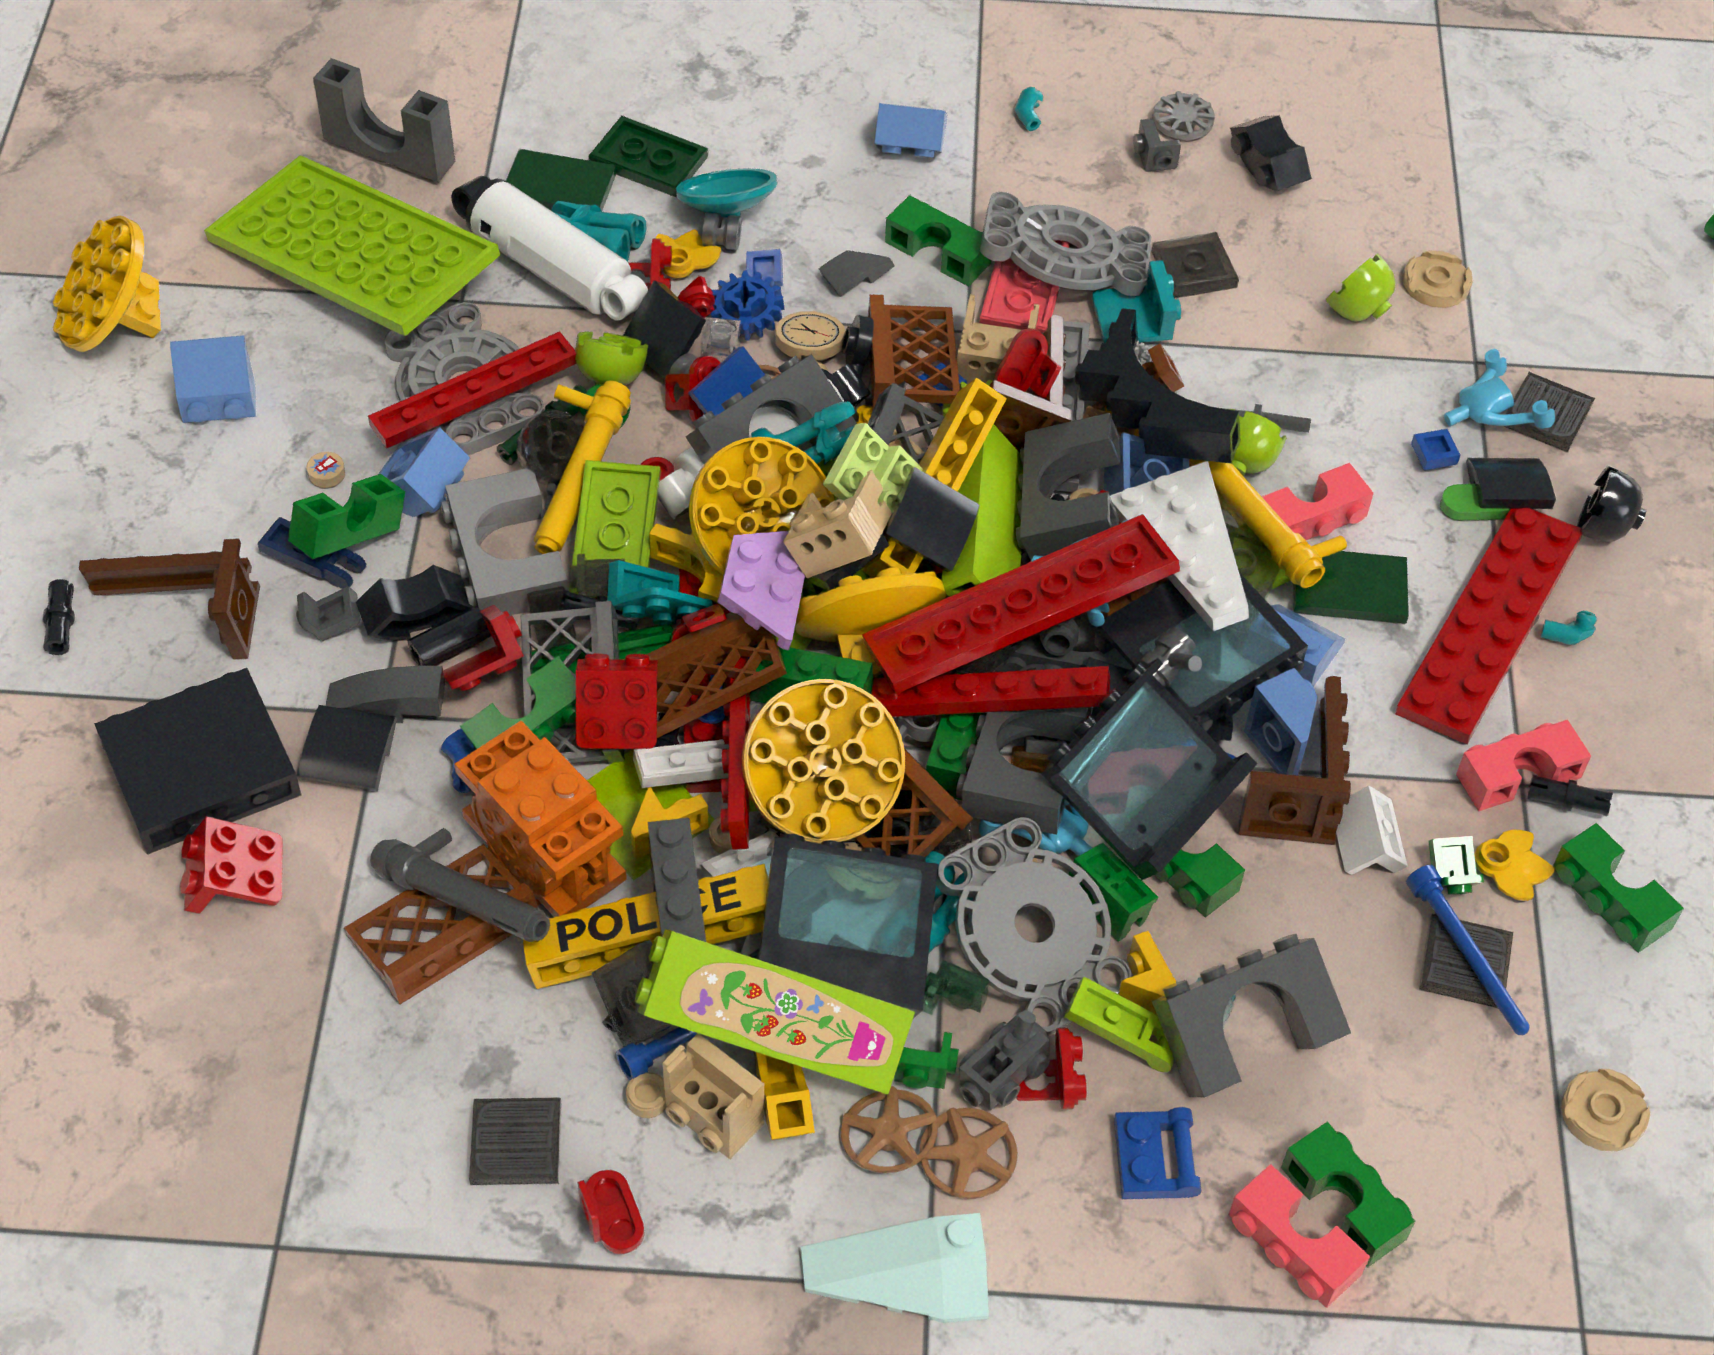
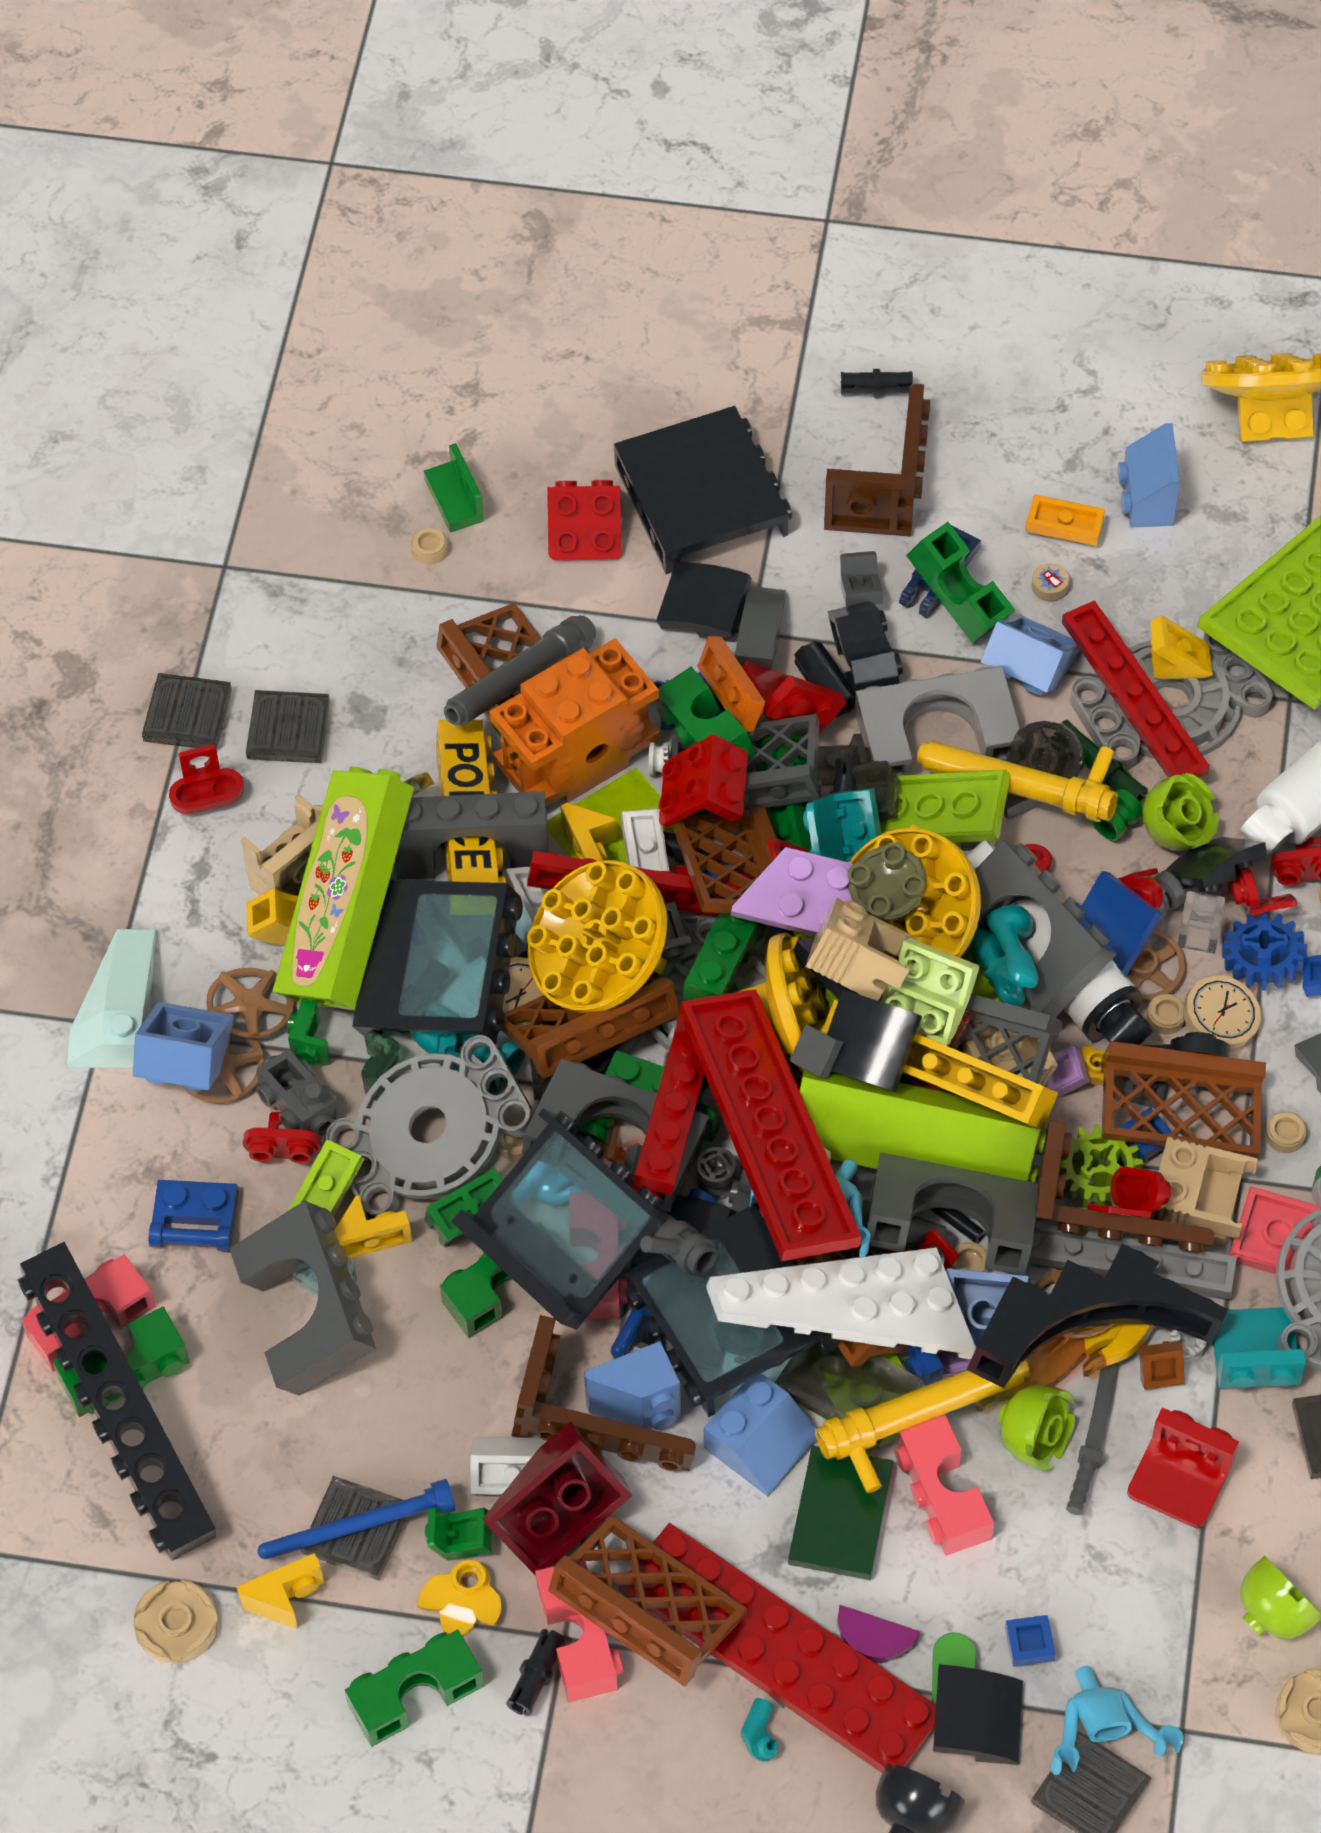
camera: 100 degrees right, 5 degrees up
(182, 997) = (455, 492): none -> green panel
(252, 456) = (1065, 520): none -> light orange plate
(257, 1023) = (429, 545): none -> tan tile
(429, 363) = (1178, 652): none -> yellow slope
(493, 684) = (730, 683): none -> orange plate
(496, 1254) = (186, 711): none -> clear smoke tile
(756, 509) = (887, 881): none -> olive dish
(920, 295) = (1286, 1132): none -> tan tile
(945, 562) = (816, 1051): none -> dark grey tile
(969, 1171) = (181, 1046): none -> medium blue slope
(1257, 356) = (1183, 1468): none -> red bracket
(1403, 771) = (557, 1499): none -> dark red slope
(1410, 1172) = (58, 1269): none -> black brick
(1459, 556) = (875, 1636): none -> magenta tile
(1520, 713) = (628, 1617): none -> dark orange fence
(1556, 1017) = (271, 1592): none -> yellow slope

